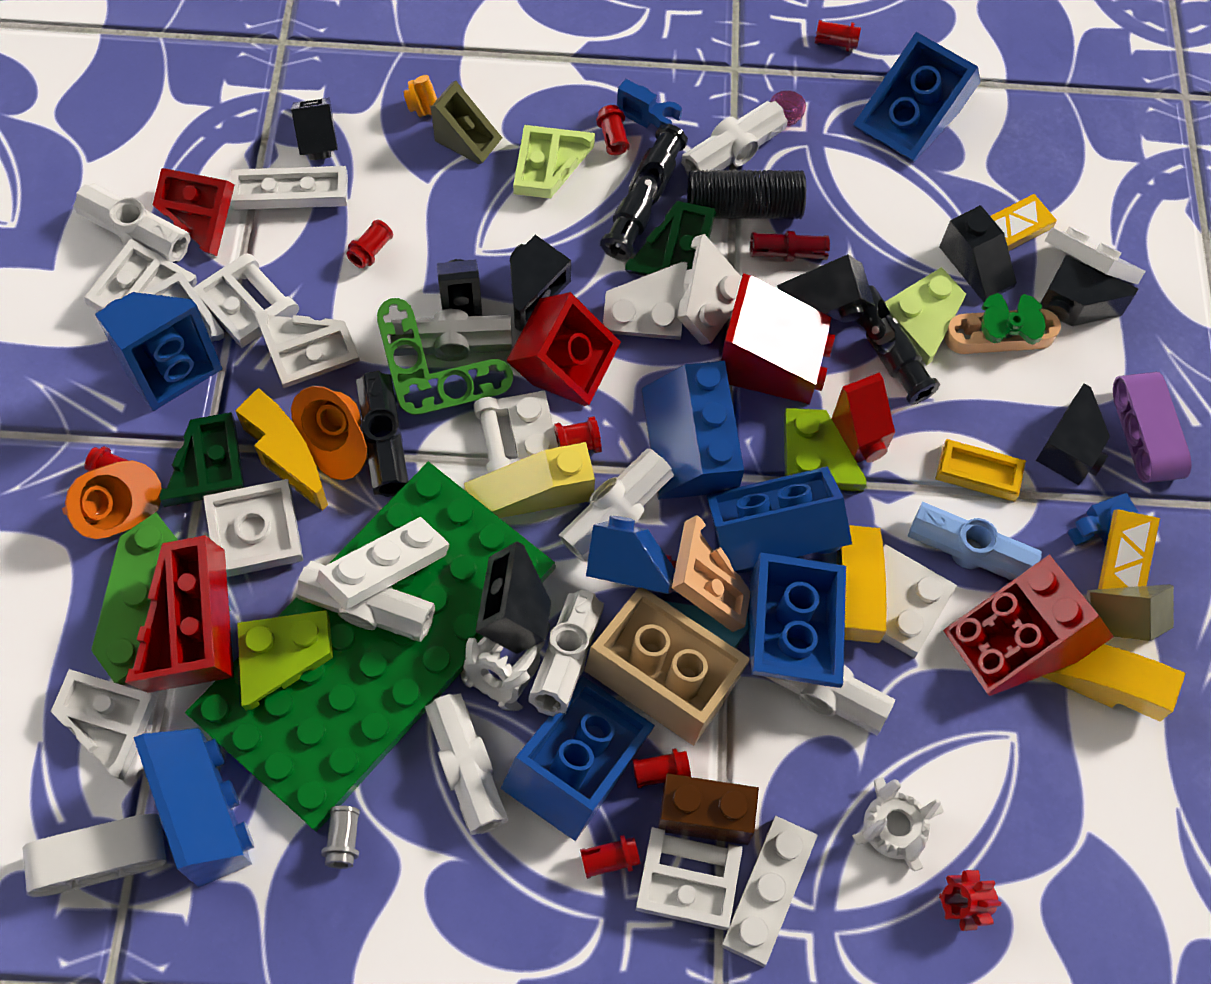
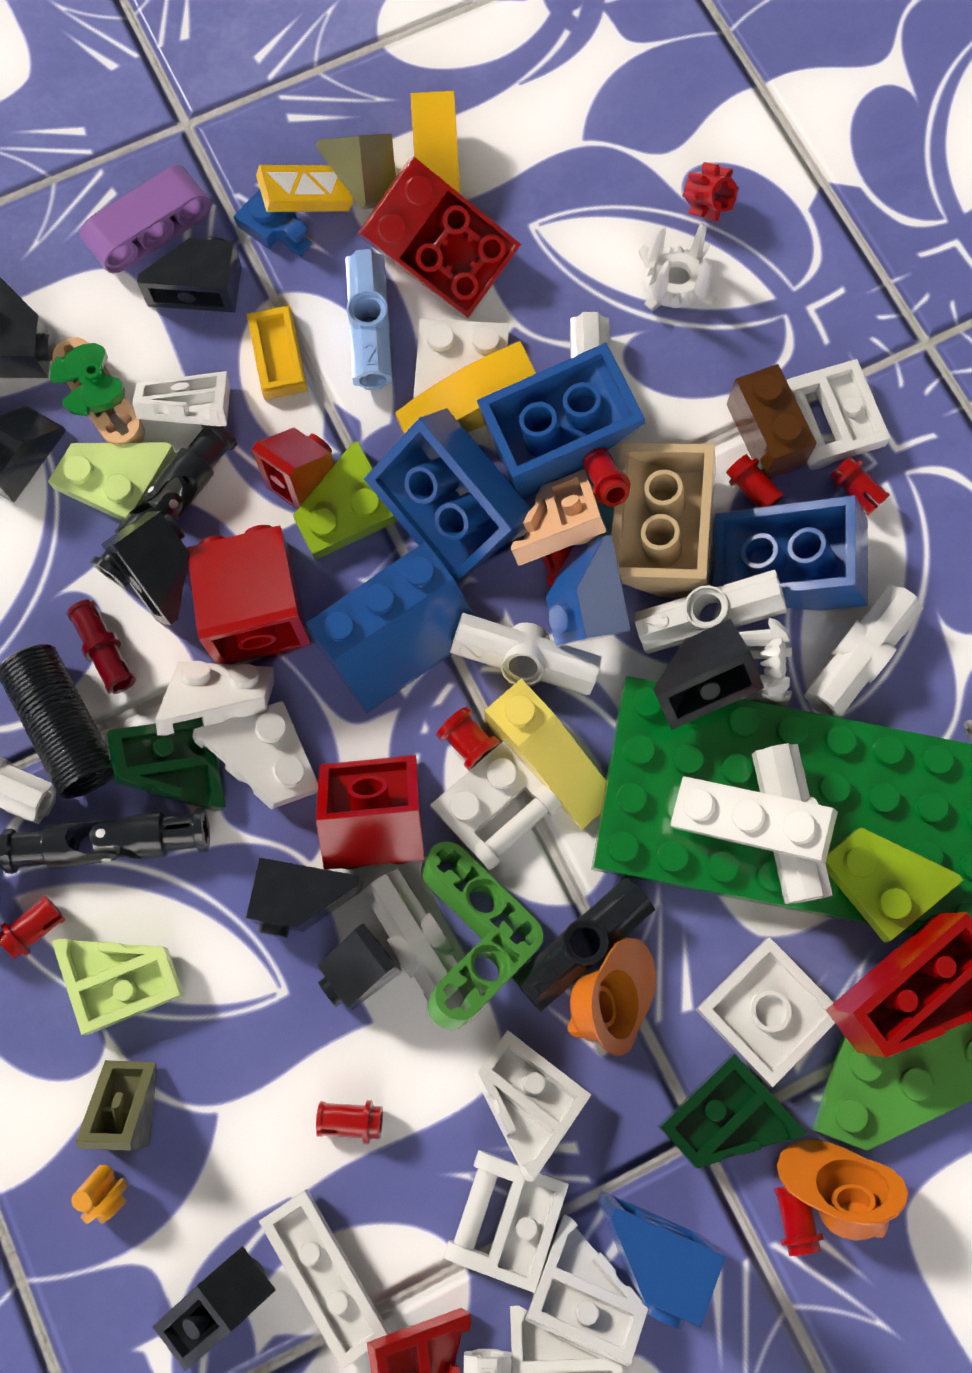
camera: 115 degrees left, 10 degrees up
(281, 446) = (664, 1037): yellow slope -> none
(713, 621) = (610, 484): none -> red pin
(769, 891) = (796, 348): white plate -> none
(963, 379) = (186, 399): none -> white wing

